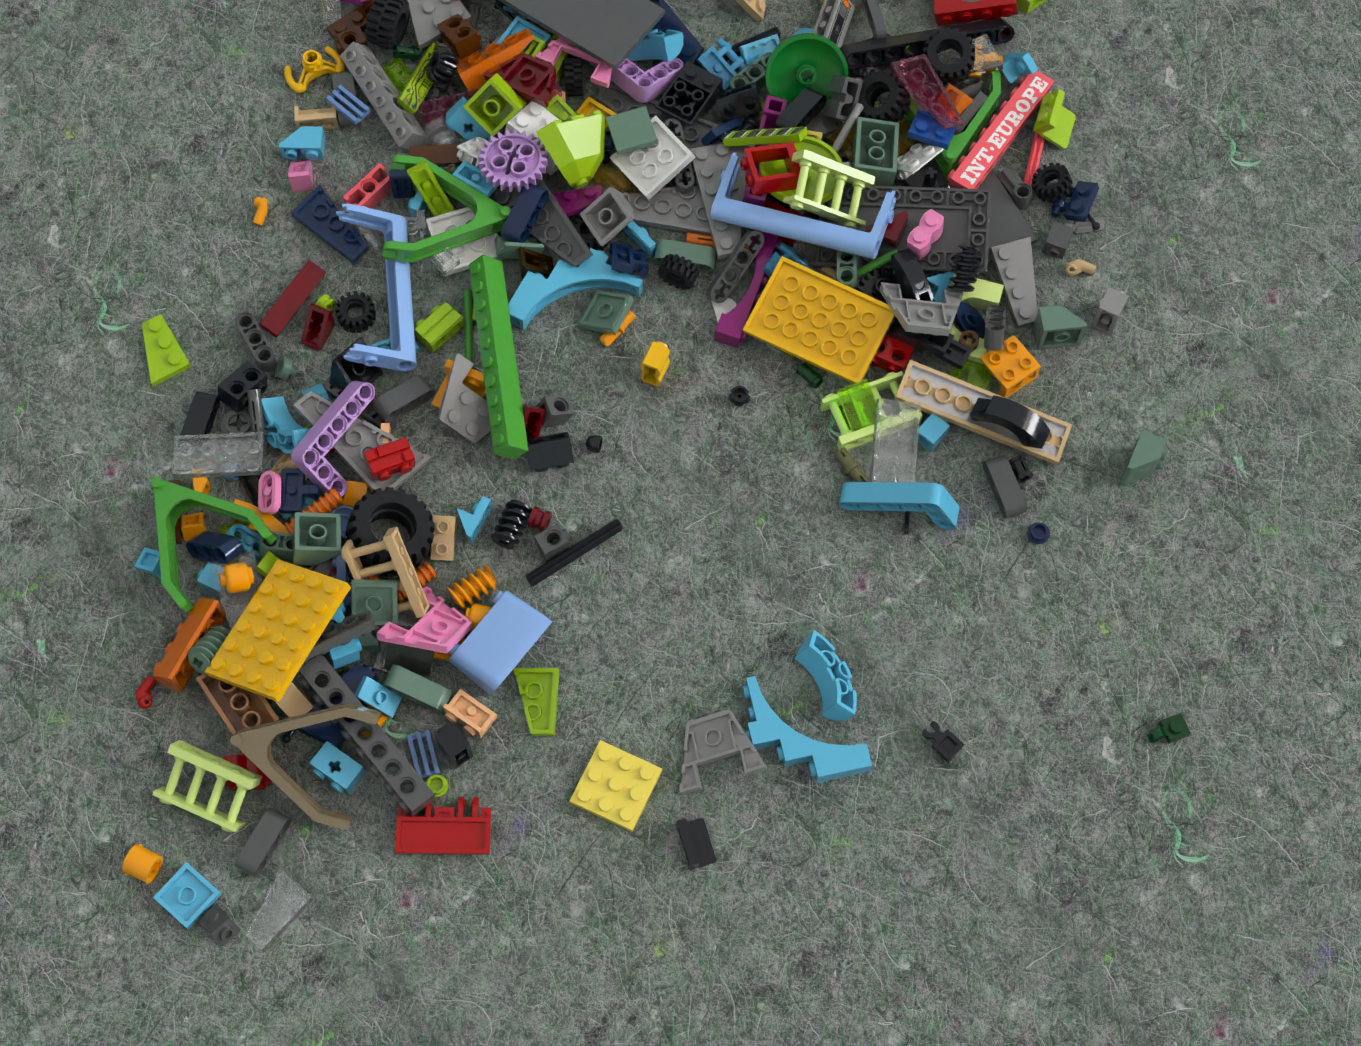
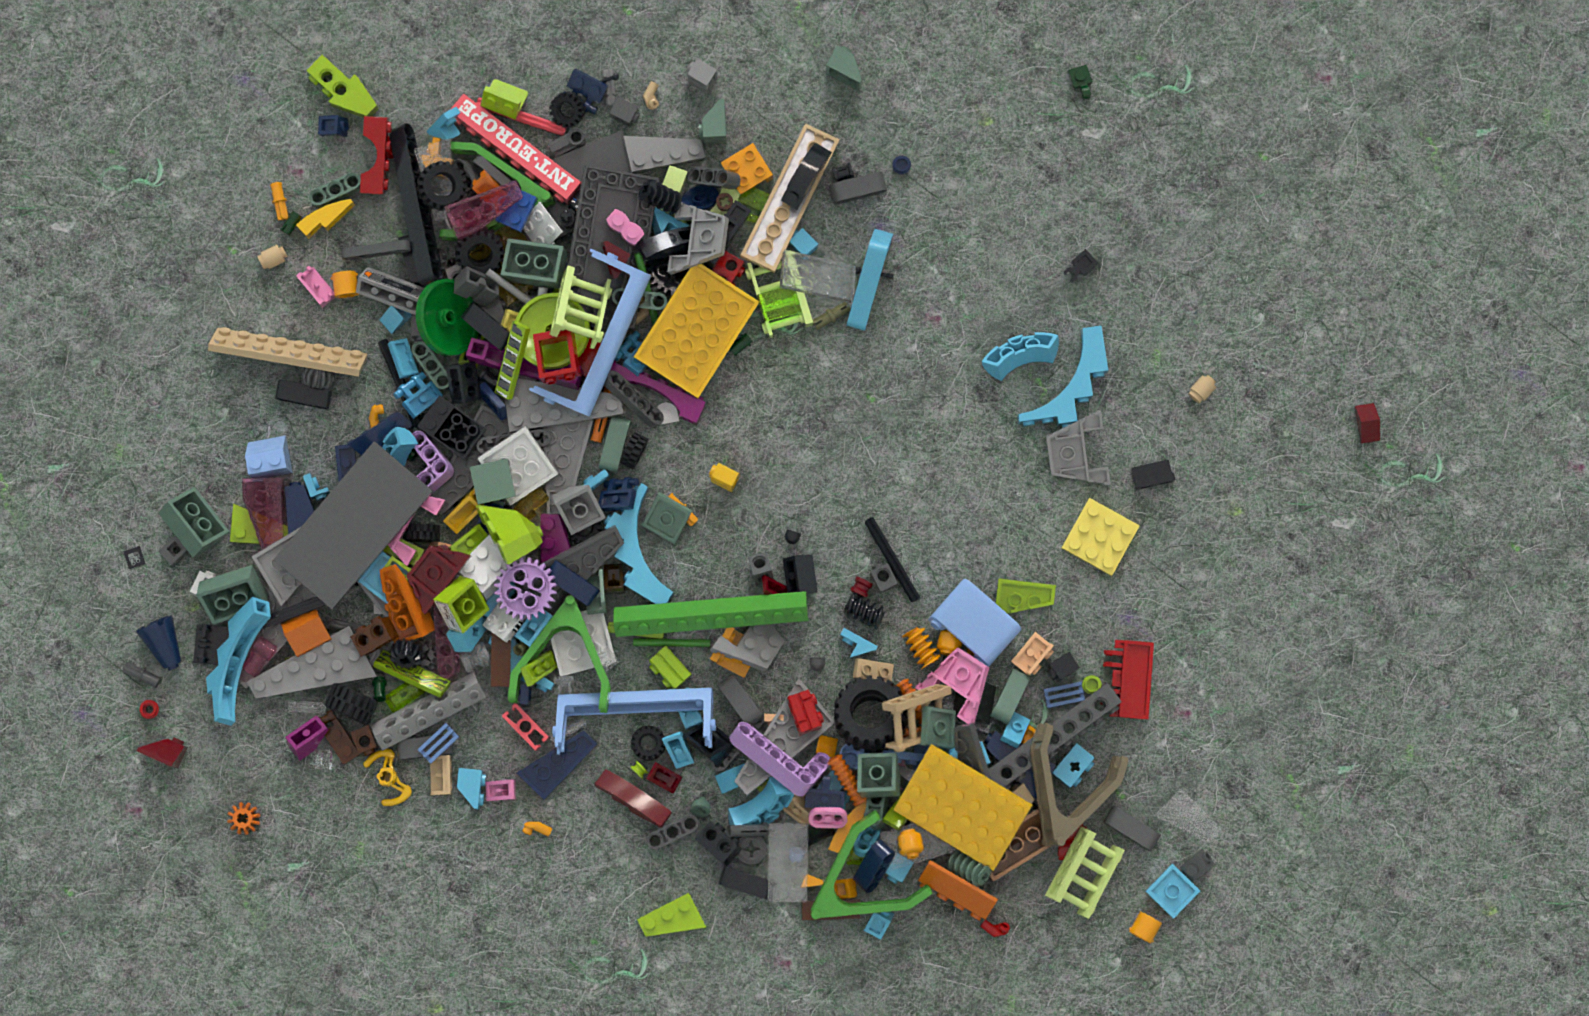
camera: 85 degrees left, 15 degrees up
(346, 336) = (678, 750): none -> medium azure slope
(450, 479) = (817, 663): none -> dark grey hinge
(699, 29) = (373, 416): none -> light orange arm
(743, 392) = (750, 407): black plate -> none
(806, 895) = (1202, 389): none -> tan brick

